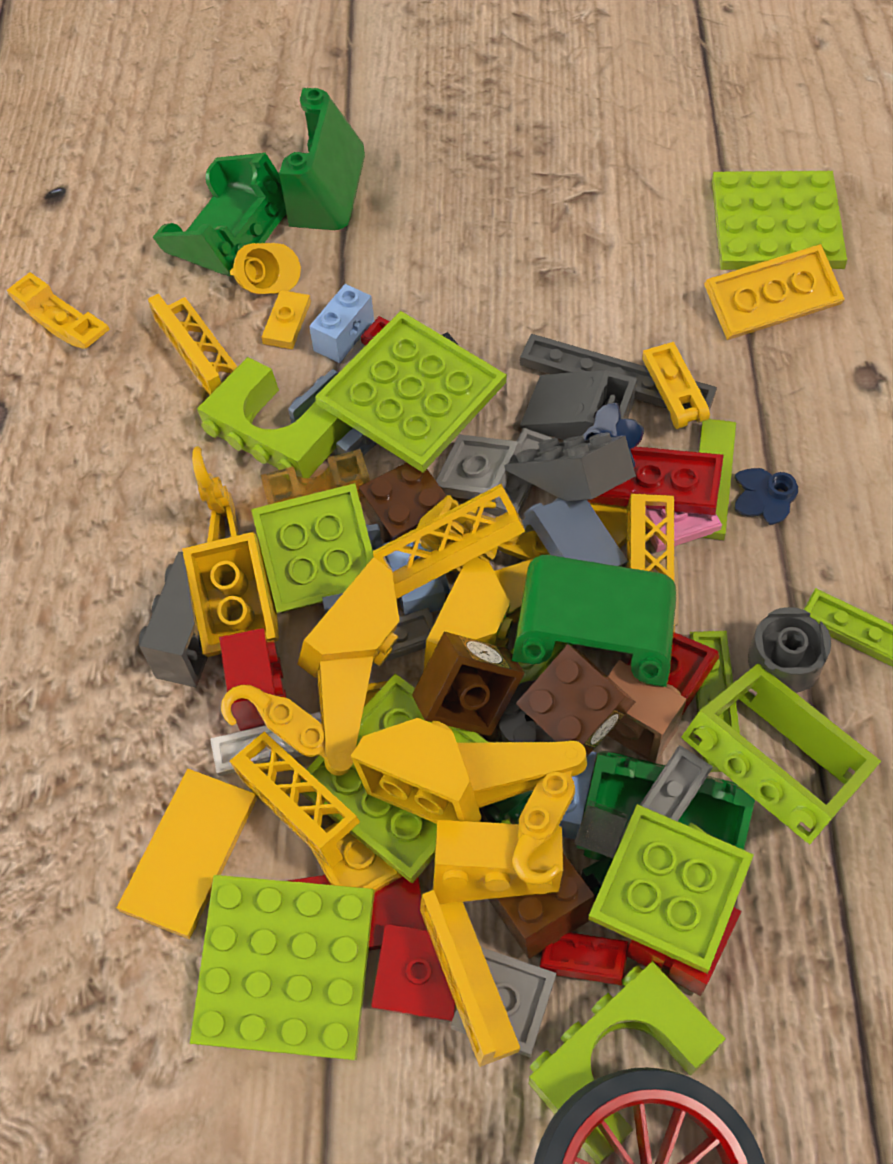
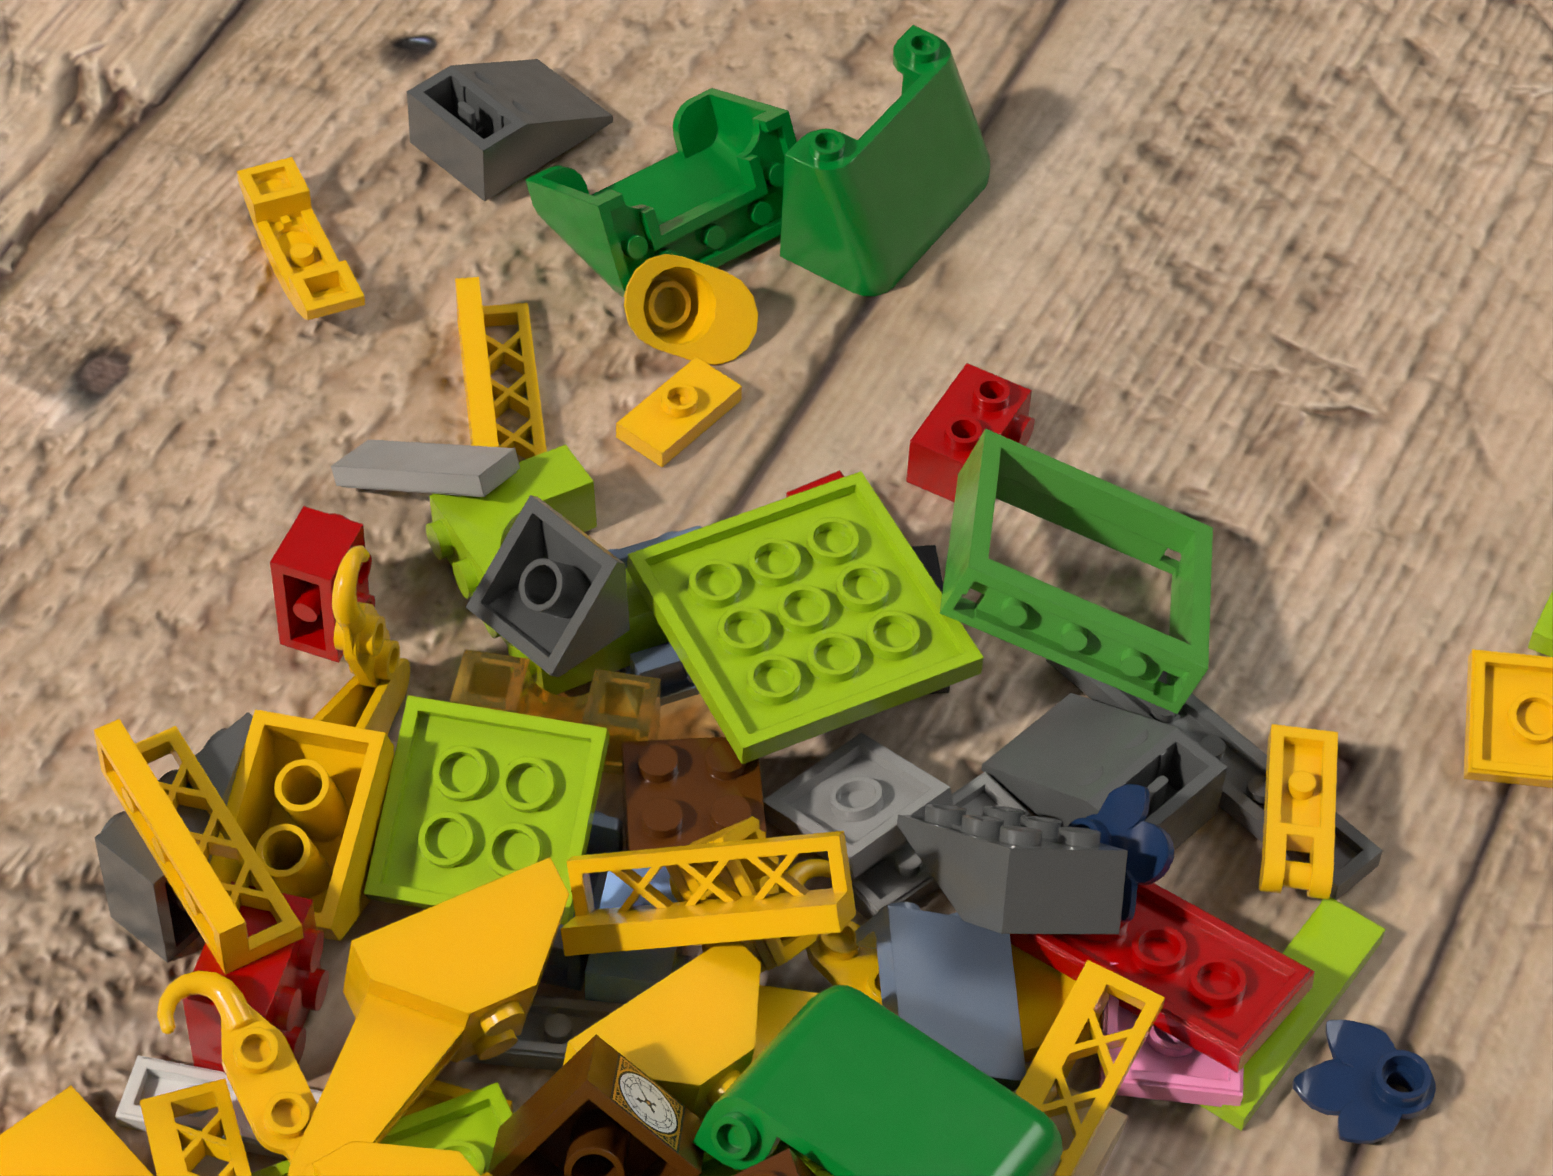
camera: 20 degrees right, 10 degrees down
(121, 215) = (499, 121): none -> dark grey slope
(170, 473) = (305, 577): none -> red brick
(186, 396) = (426, 467): none -> light grey tile
(190, 633) = (184, 853): none -> yellow fence
(289, 428) = (553, 591): none -> dark grey slope
(342, 323) = (766, 454): light blue brick -> none
(428, 275) = (954, 426): none -> red brick
(571, 345) = (1061, 623): none -> bright green window

